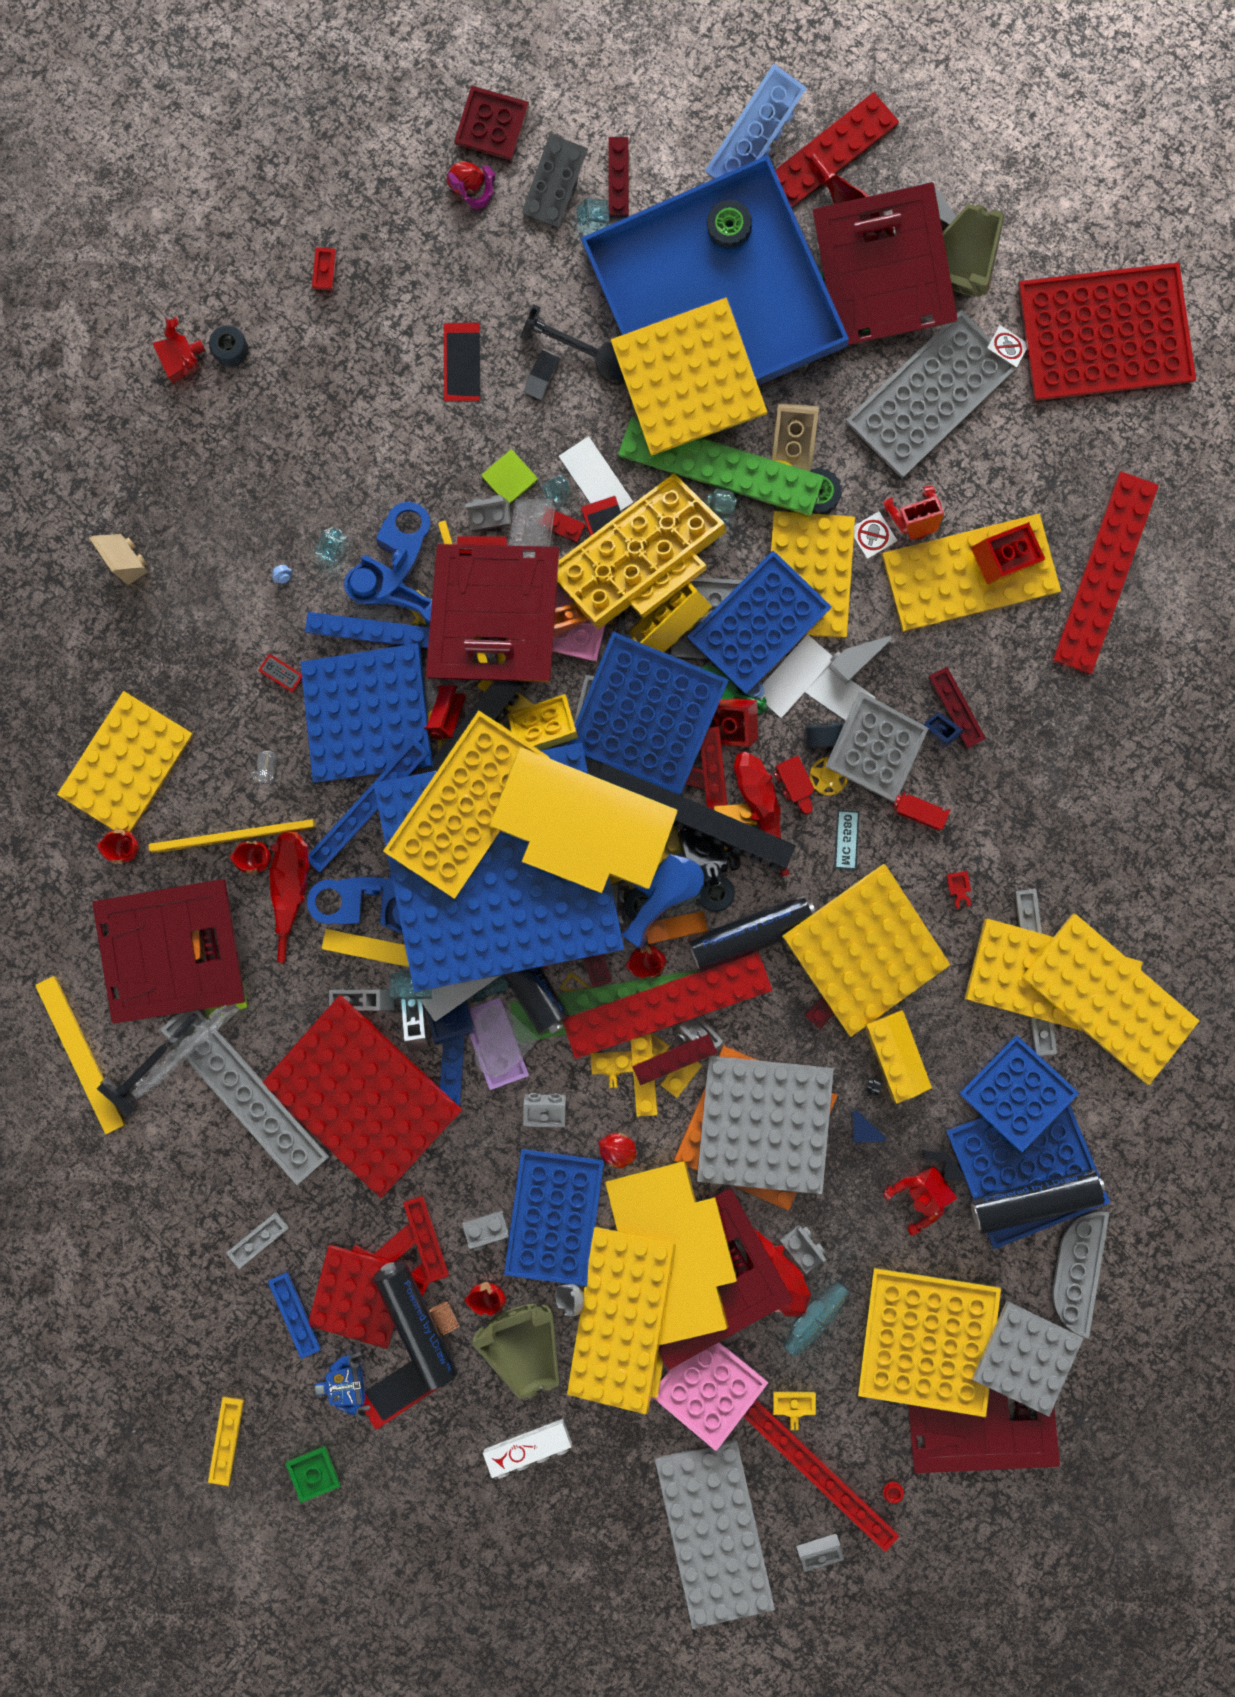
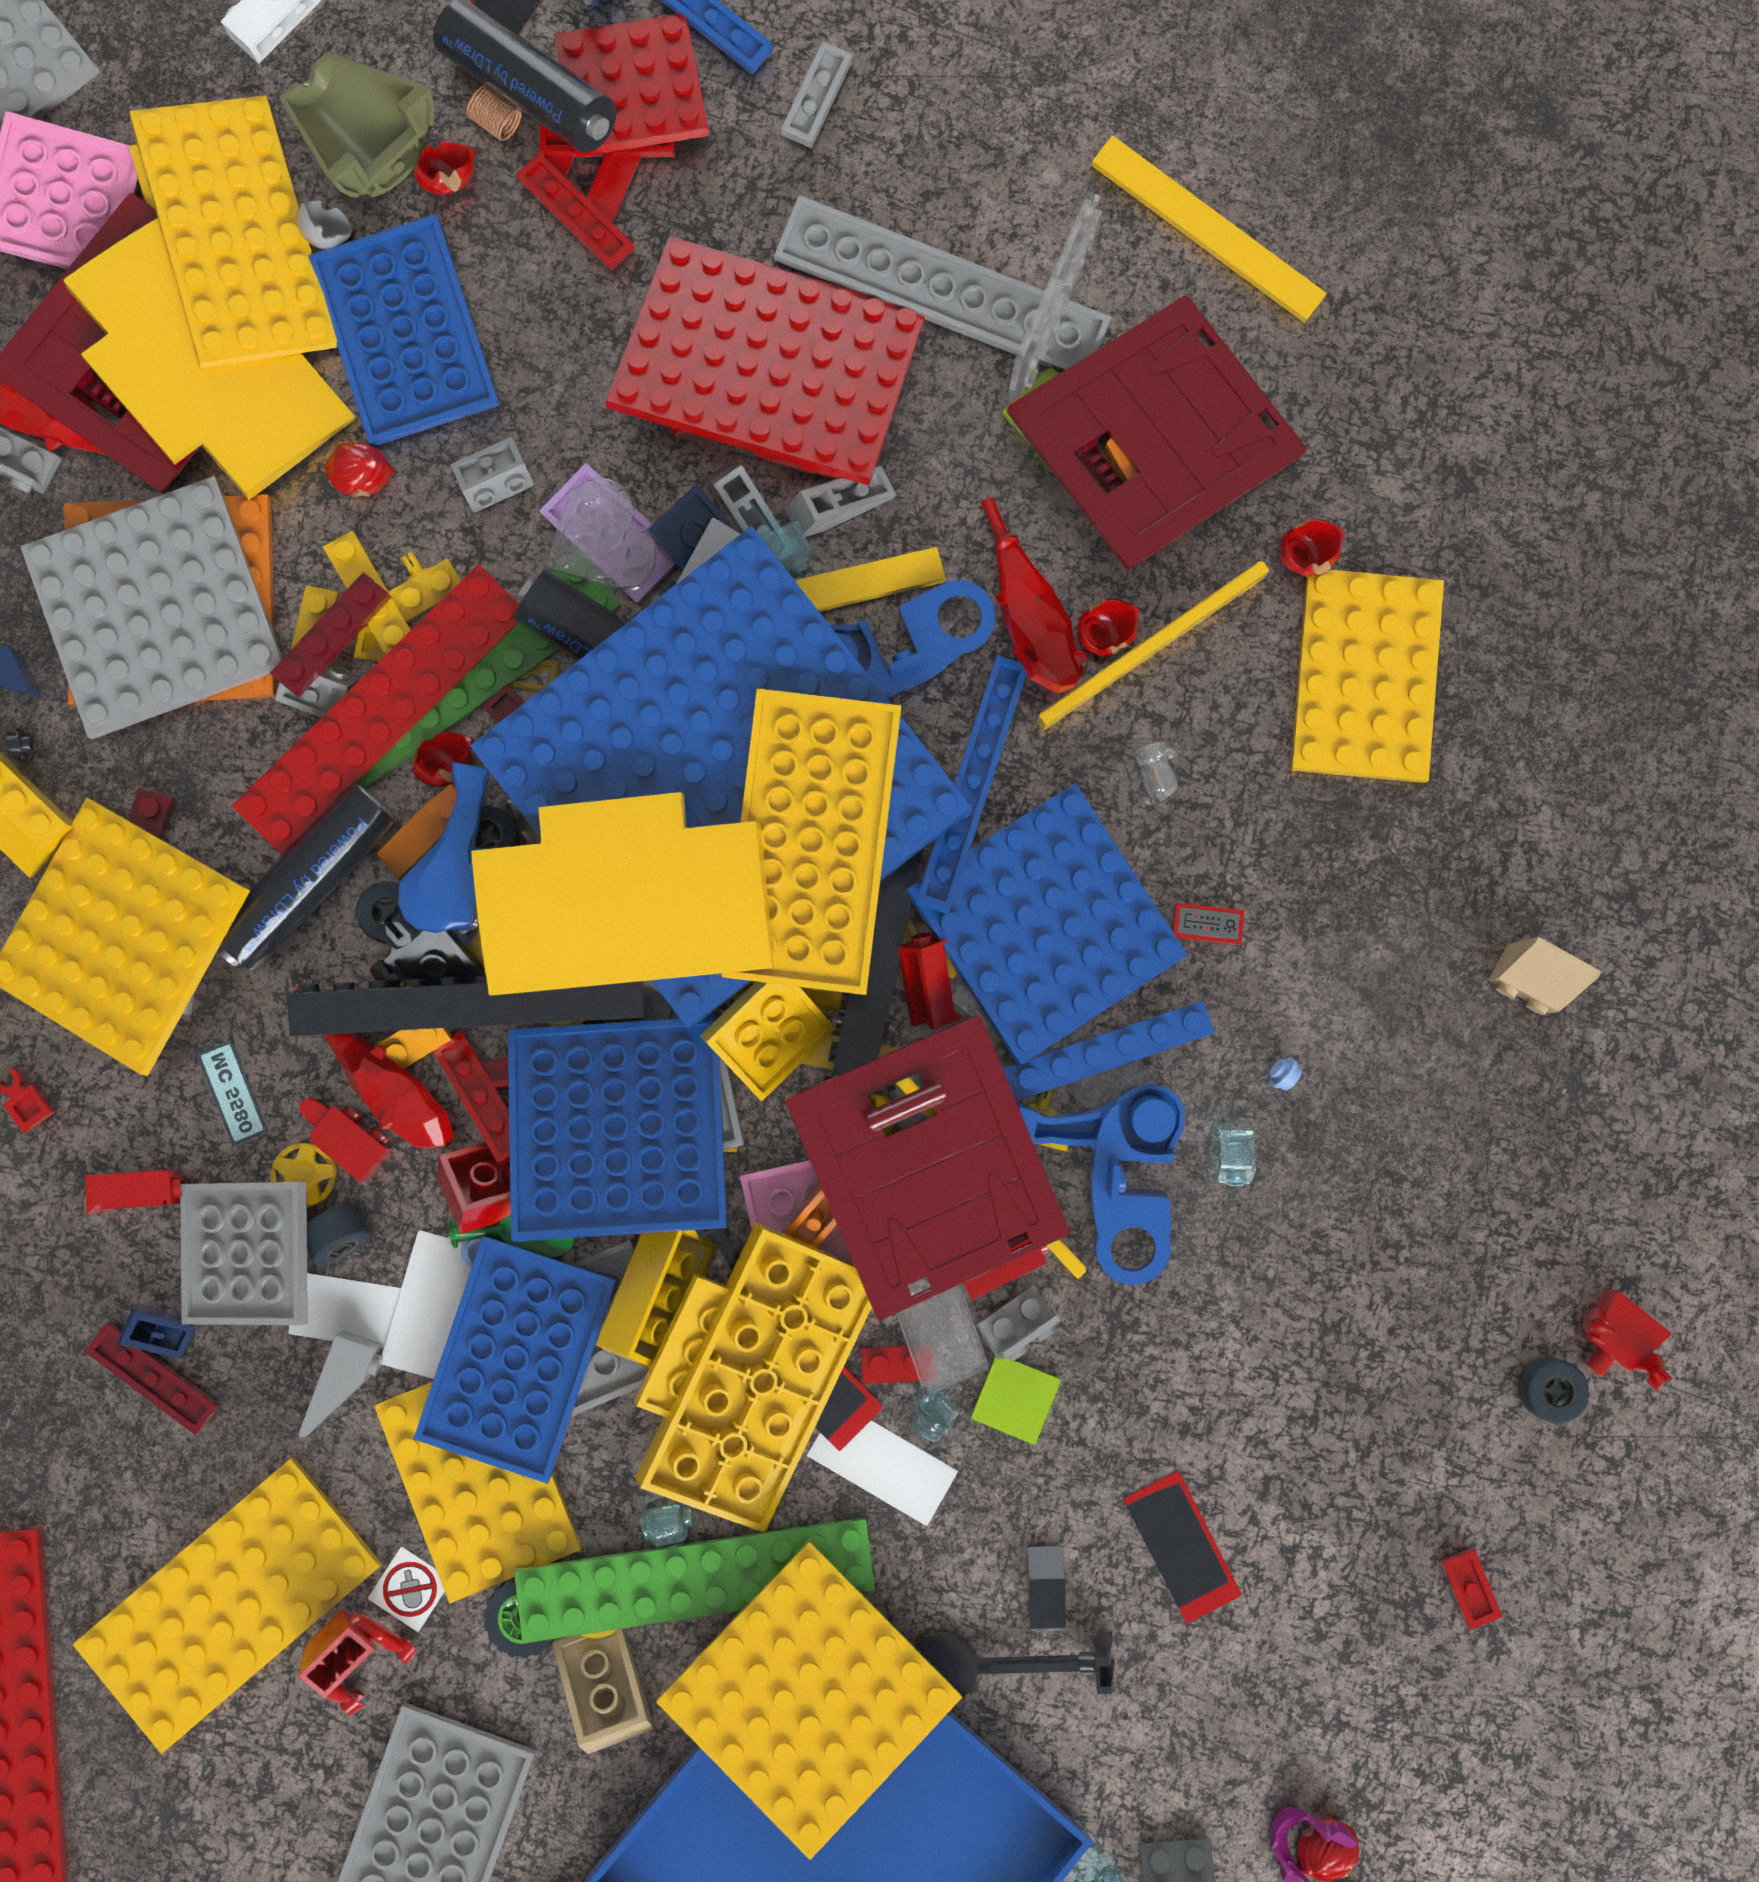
camera: 150 degrees right, 0 degrees up
(119, 1094) = (1119, 196): black piece -> none
(452, 1068) = (655, 462): blue plate -> none
(486, 1230) = (493, 264): light grey bracket -> none
(1007, 553) = (177, 1662): red slope -> none

